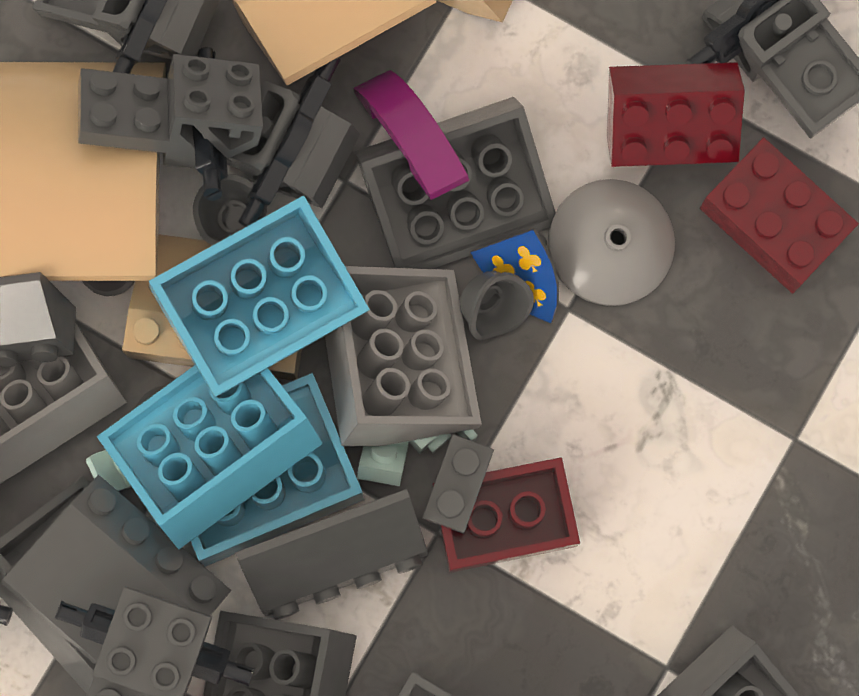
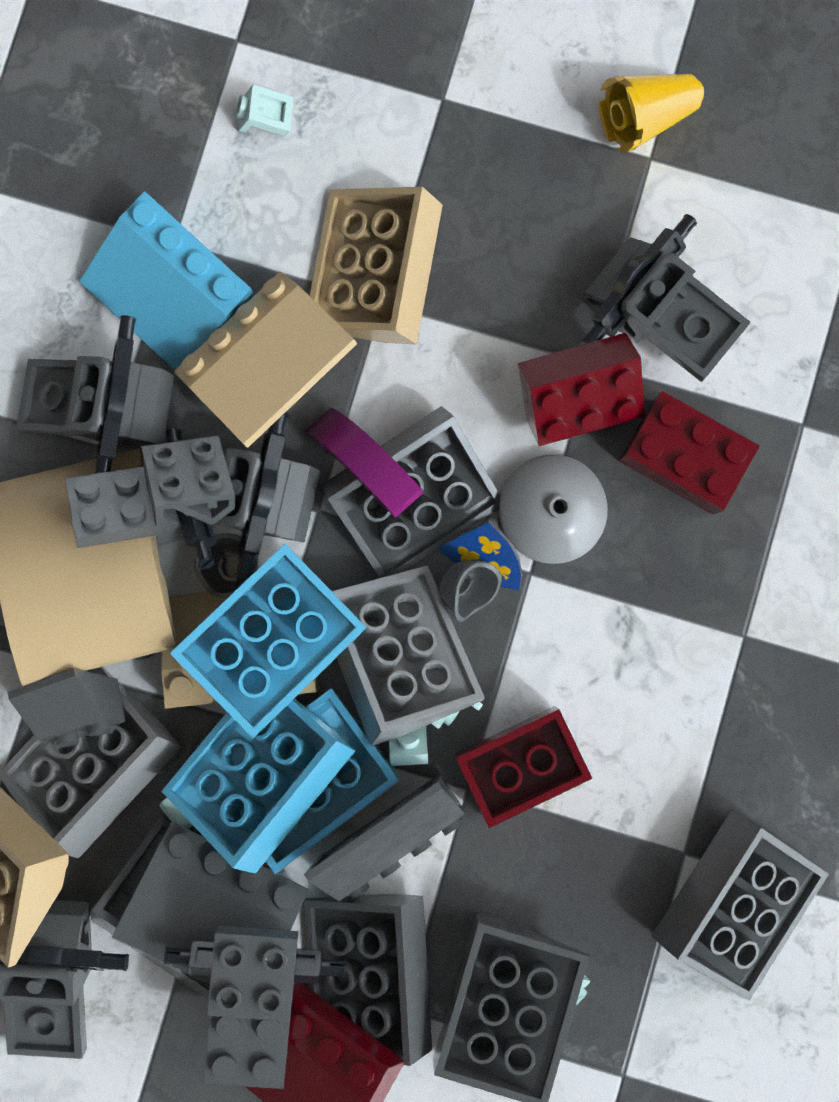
camera: 10 degrees left, 5 degrees up
(458, 484) = (478, 755): dark grey plate -> none

